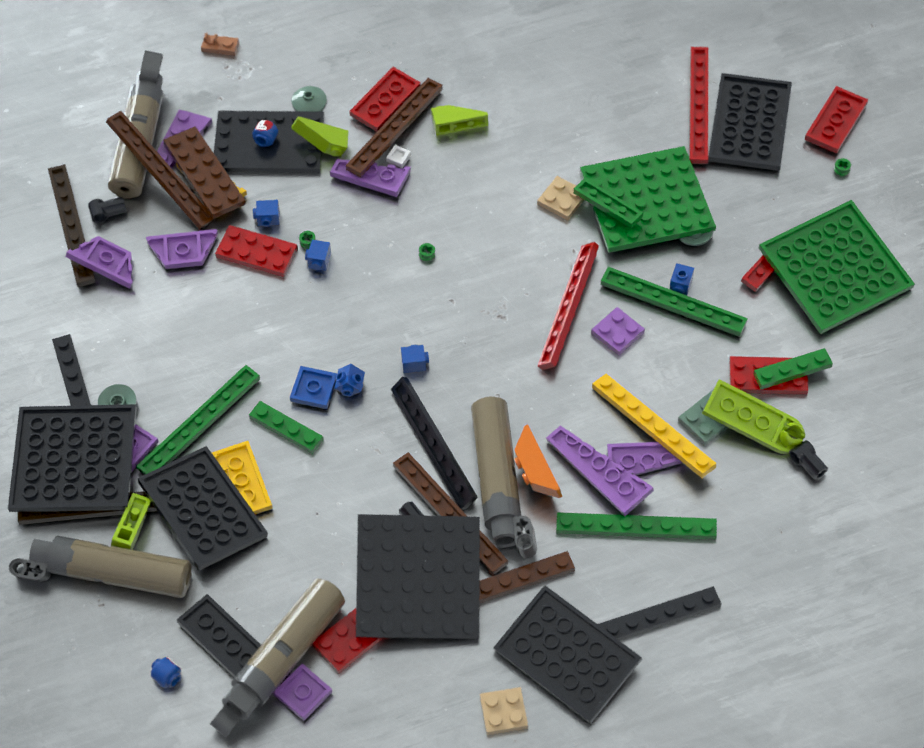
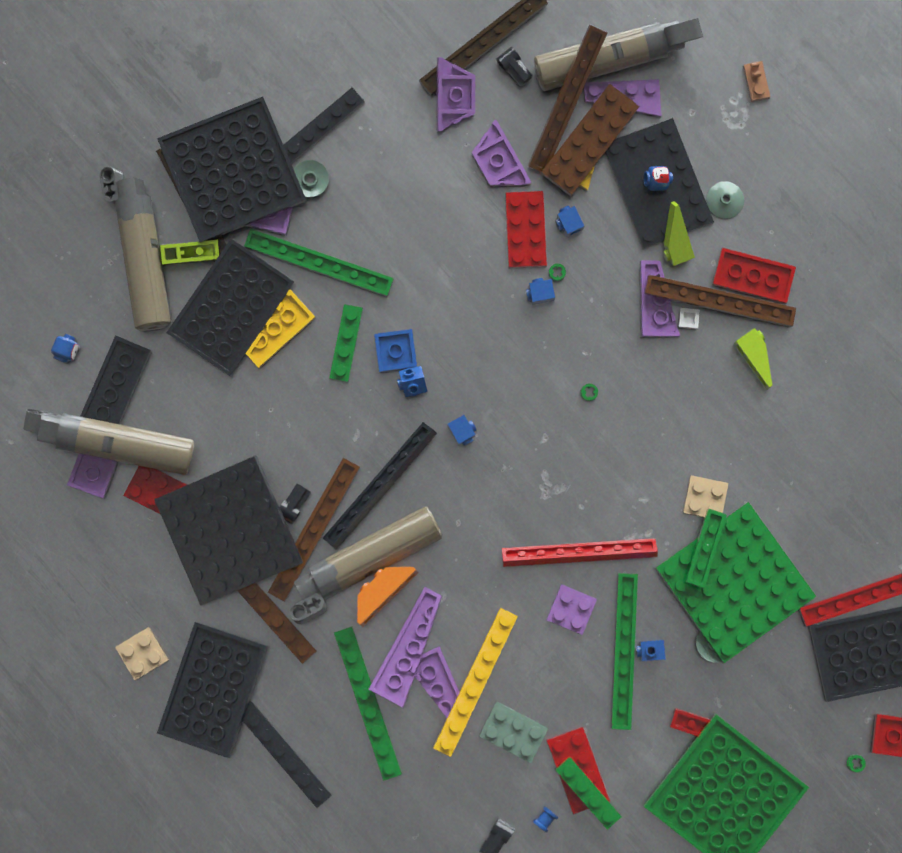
camera: 65 degrees right, 25 degrees up
(753, 418) = (518, 773): lime plate -> none
(804, 414) = (545, 819): none -> blue bush

